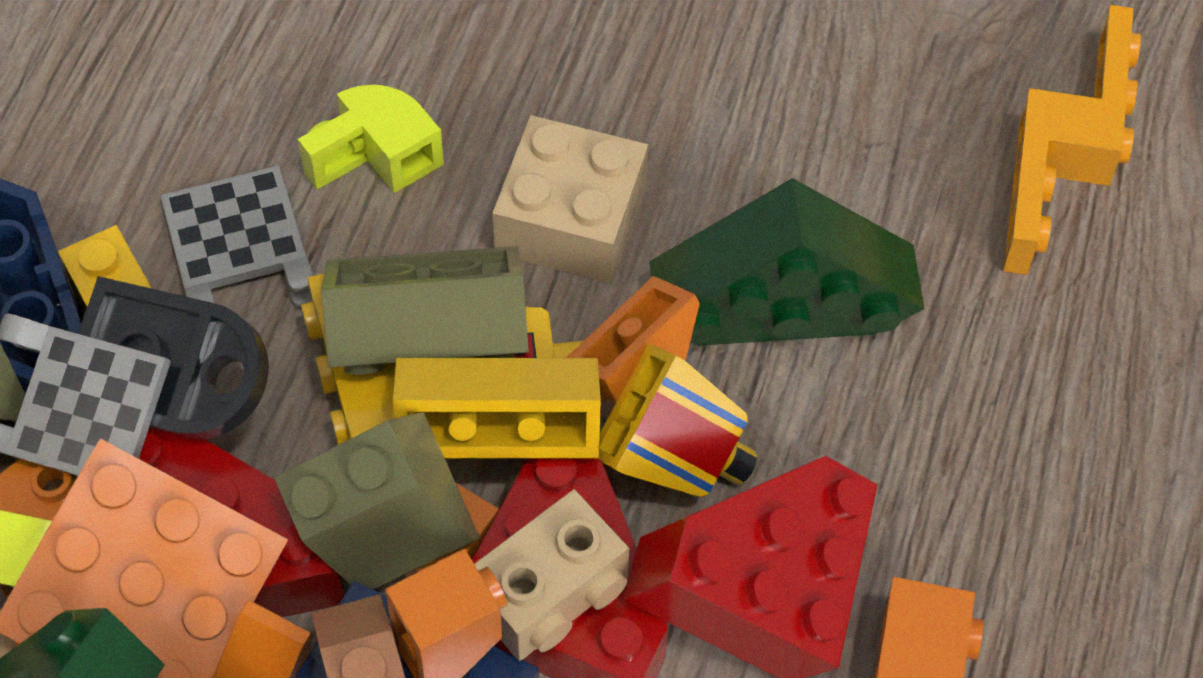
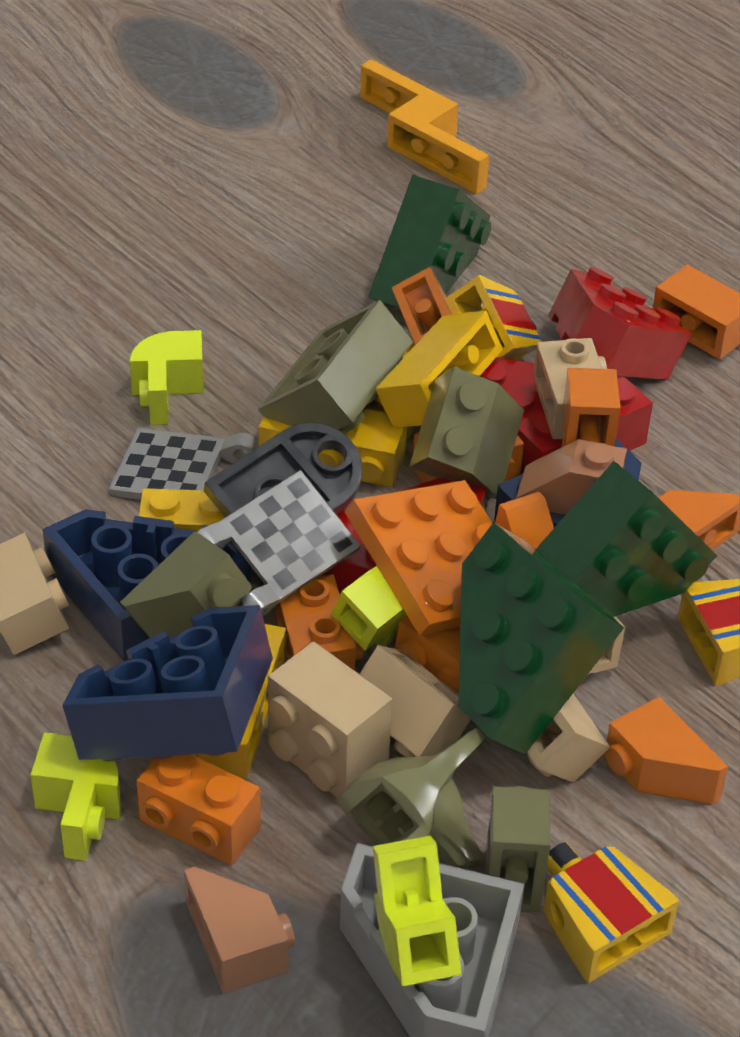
camera: 60 degrees left, 15 degrees down
(571, 198) = (288, 307): tan brick -> none

